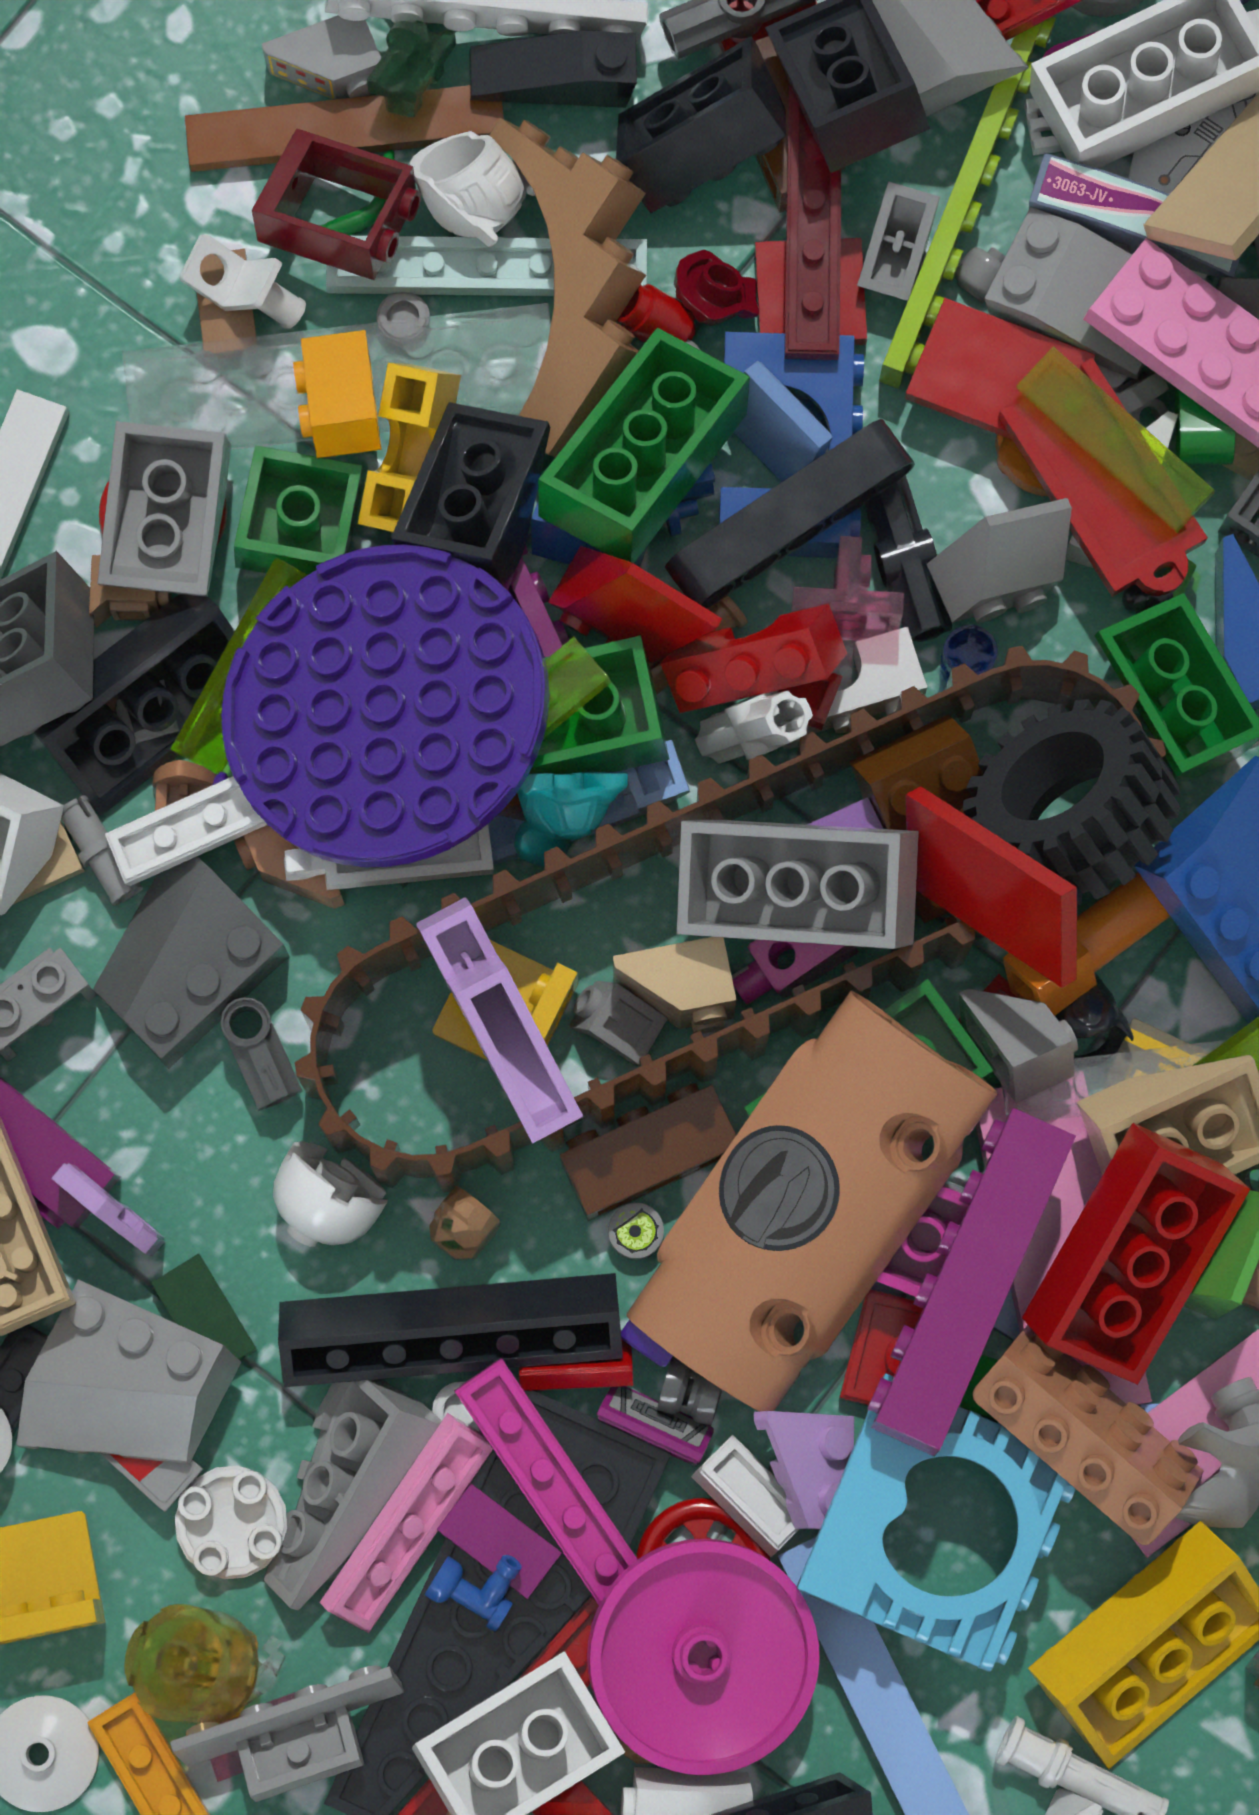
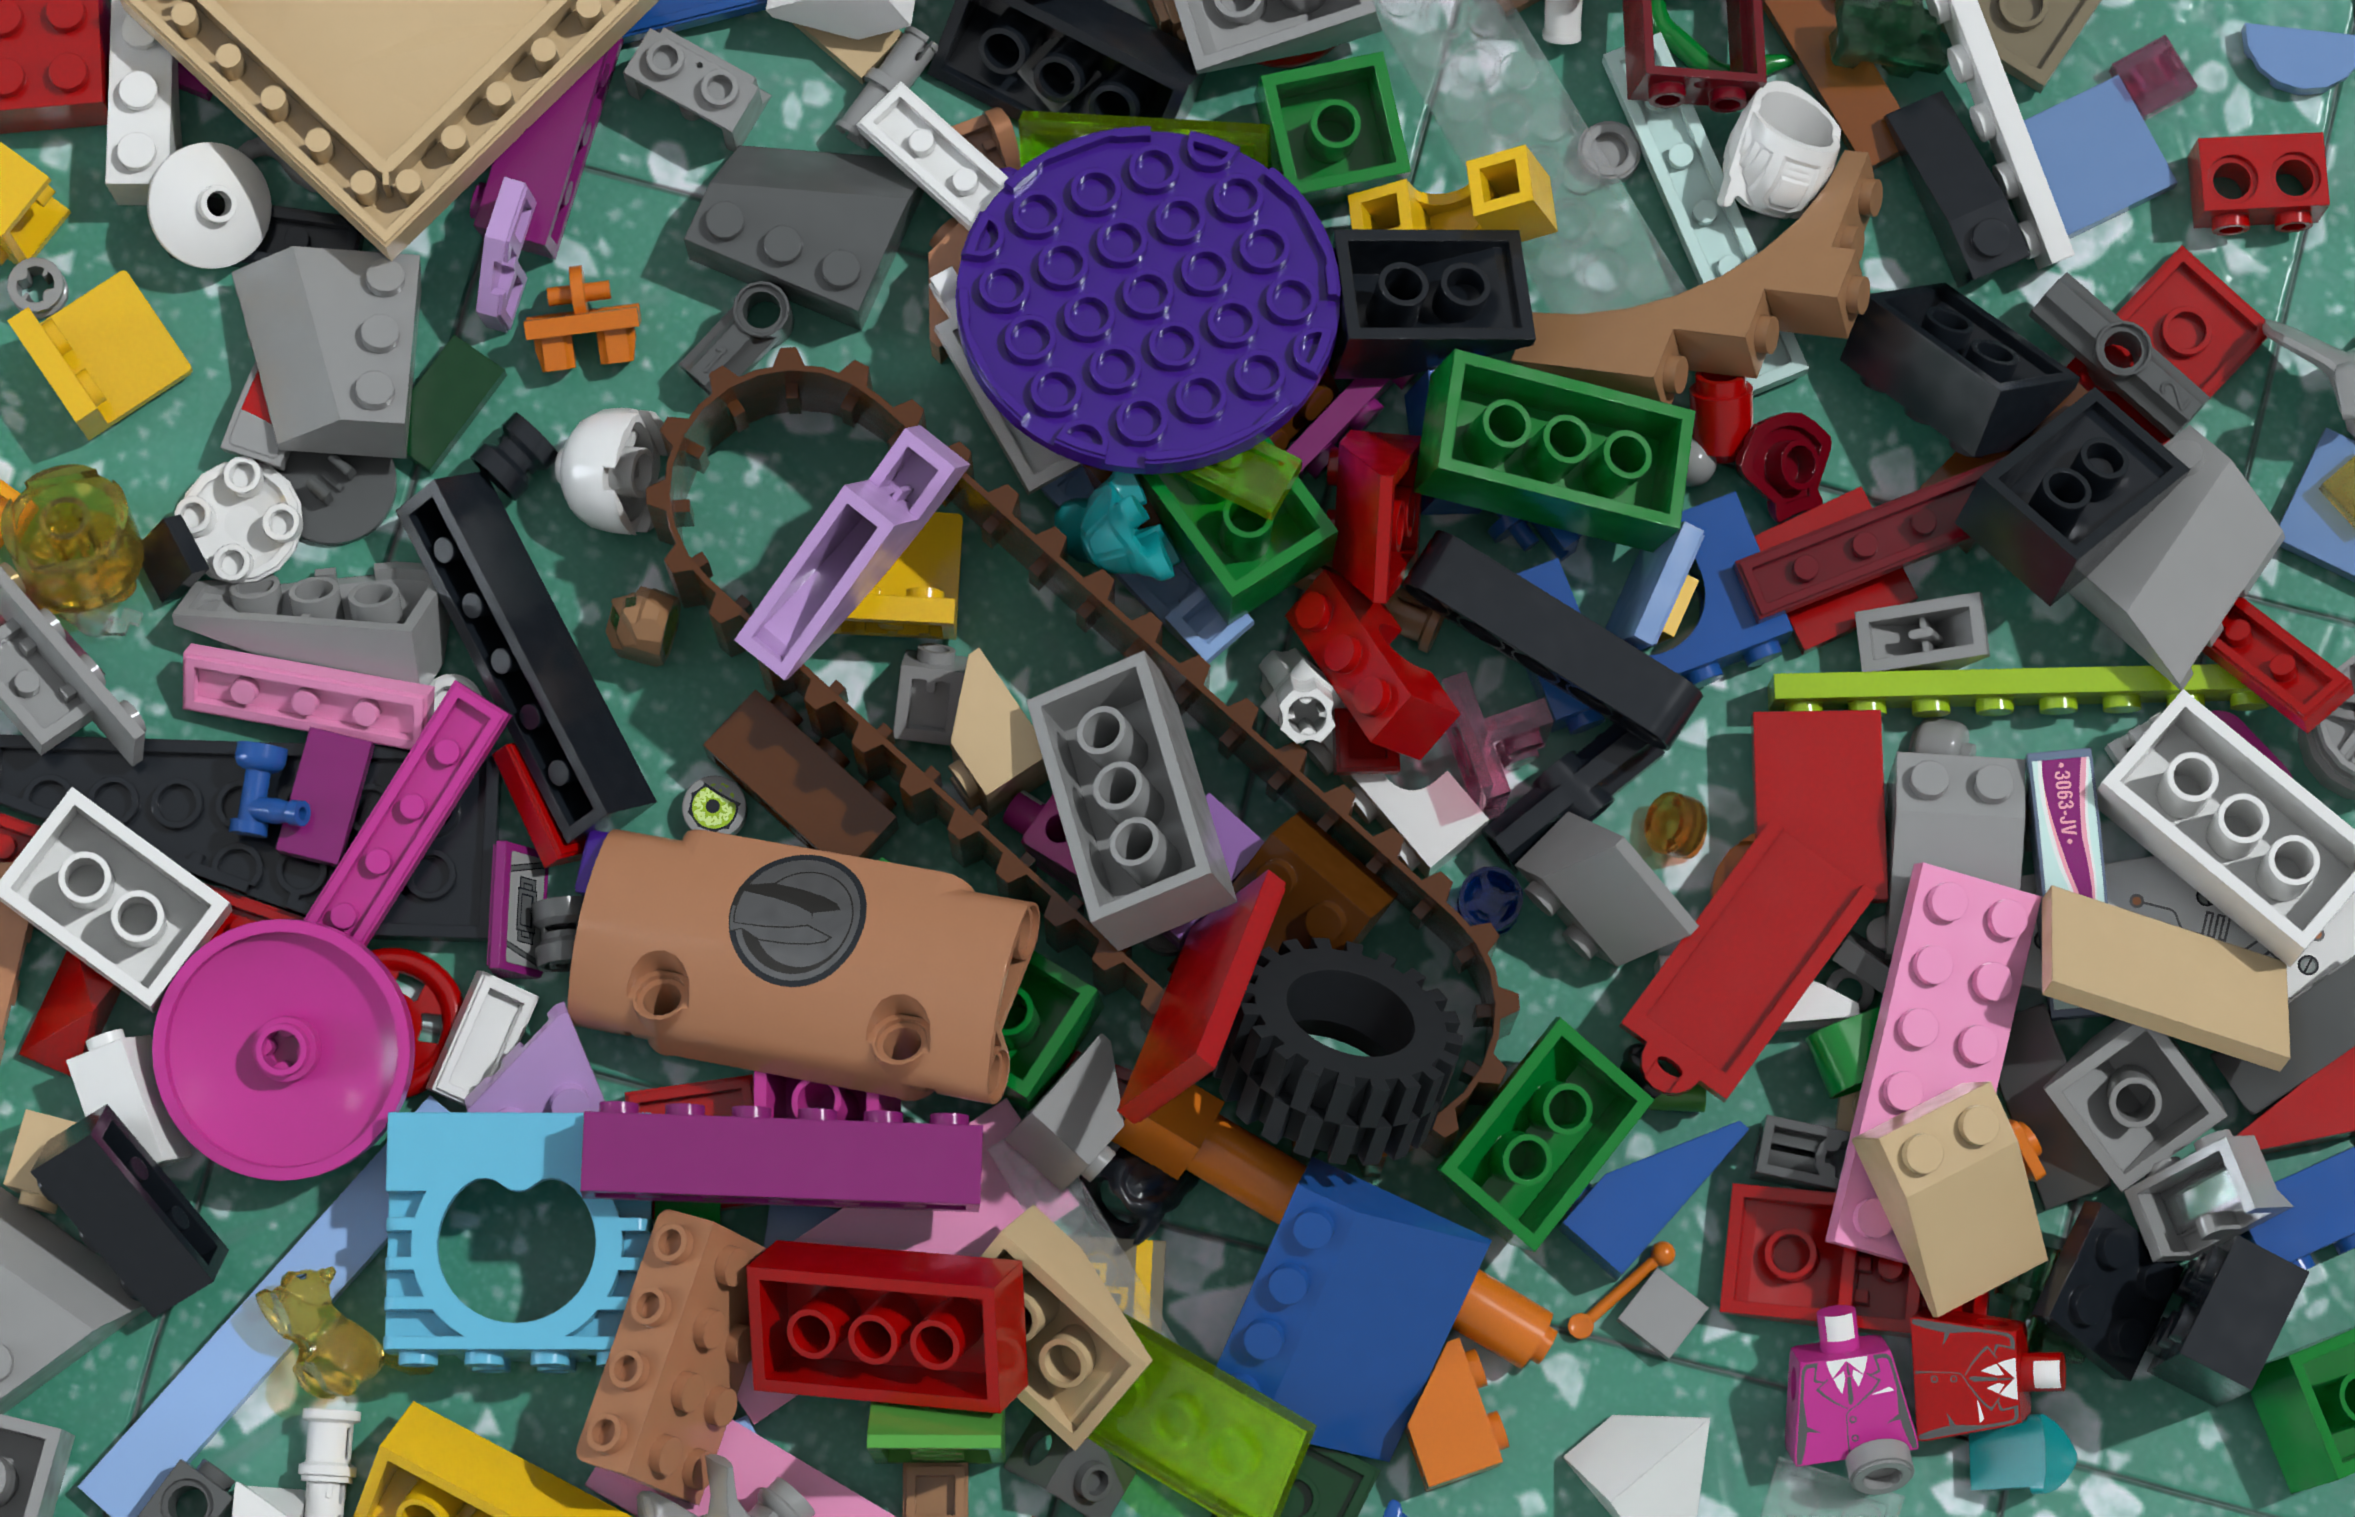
camera: 65 degrees right, 0 degrees up
(198, 1151) = (555, 331): none -> orange hips
(240, 1590) = (172, 559): none -> black tile
(244, 1430) = (341, 494): none -> dark grey piece
(275, 1270) = (520, 451): none -> black wheel
(339, 394) = (1476, 112): light orange brick -> none
(959, 1718) = (332, 1349): none -> clear yellow animal
(964, 492) = (1676, 825): none -> clear orange tile
(1115, 439) = (1791, 953): clear neon green tile -> none

